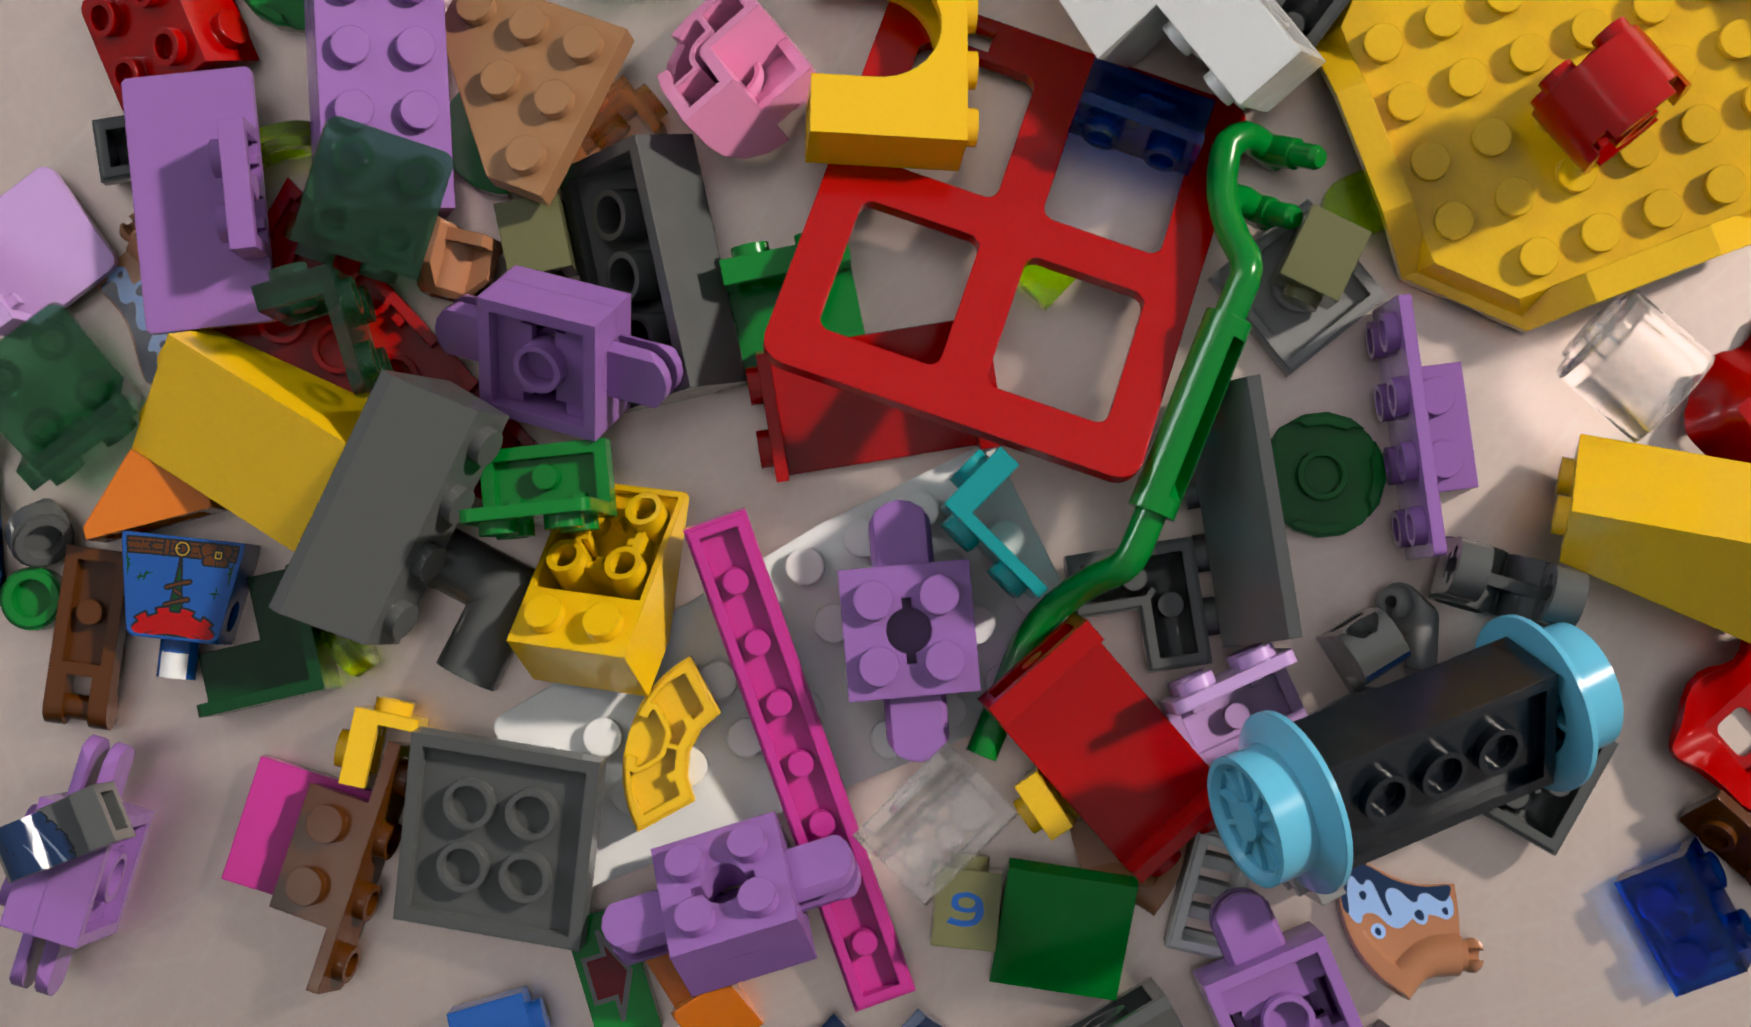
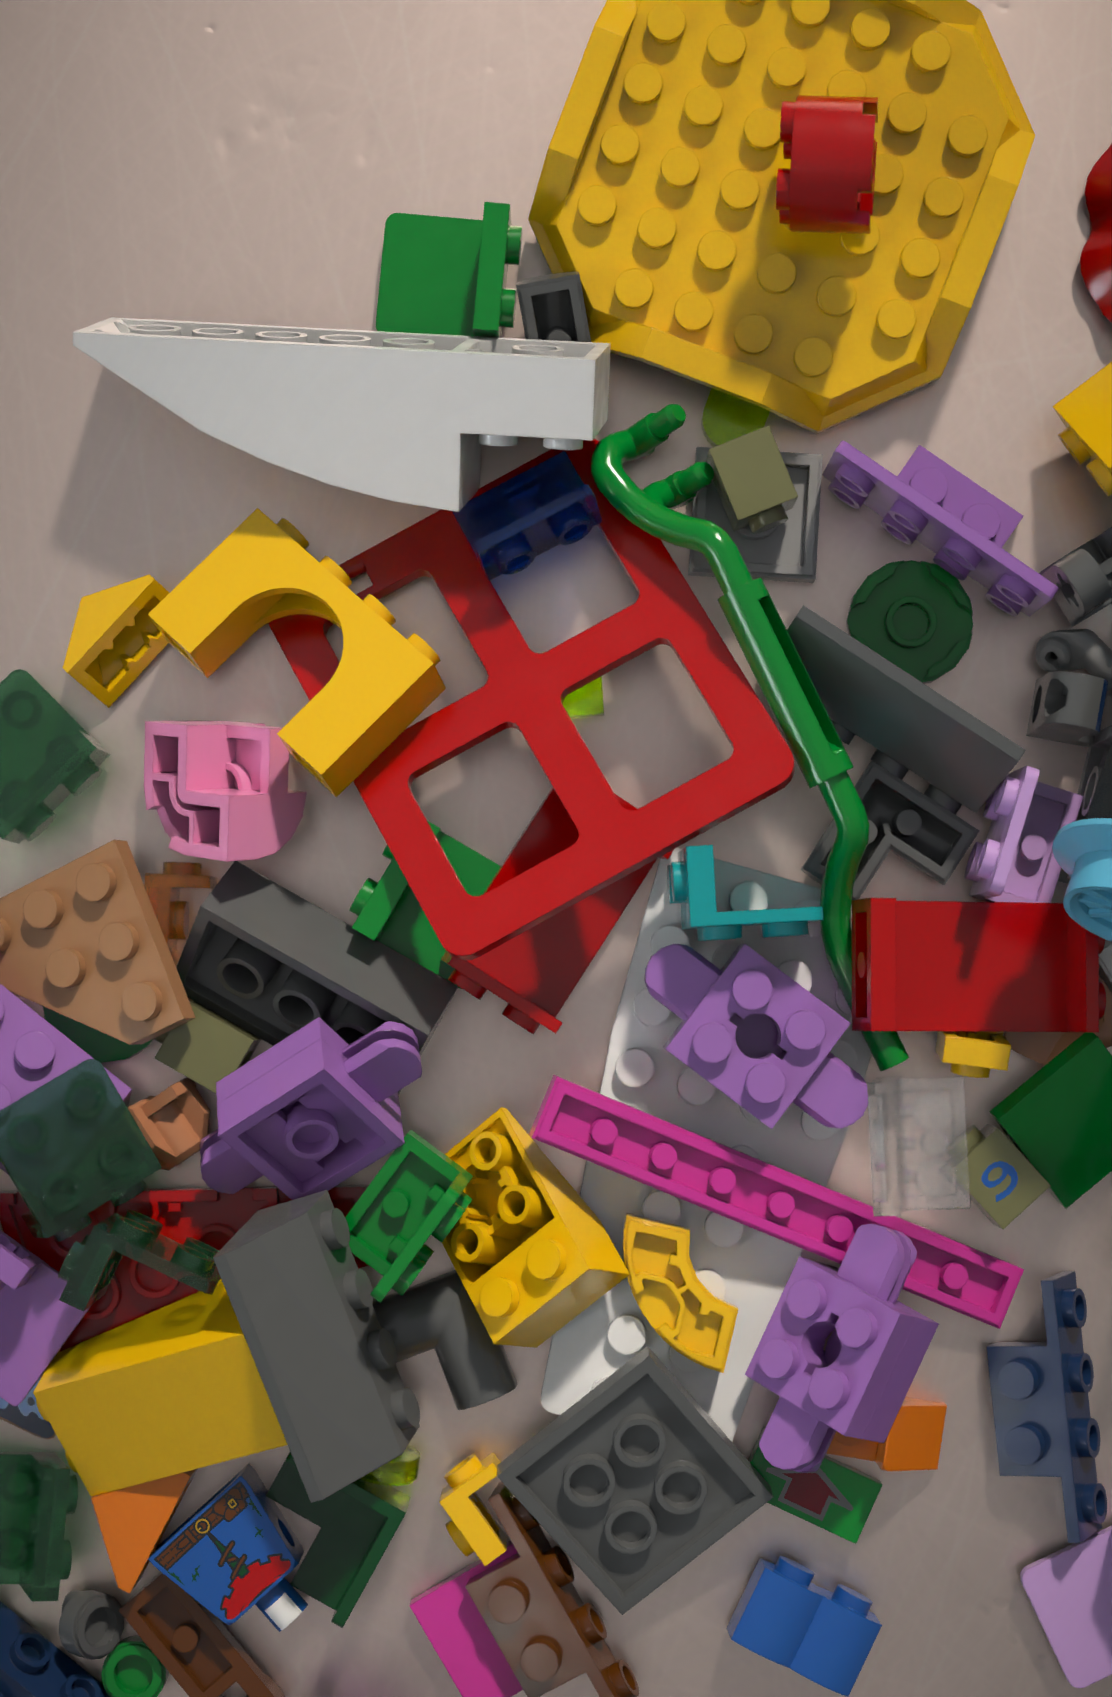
camera: 45 degrees left, 0 degrees up
(1633, 364) = (1038, 321): clear piece -> none

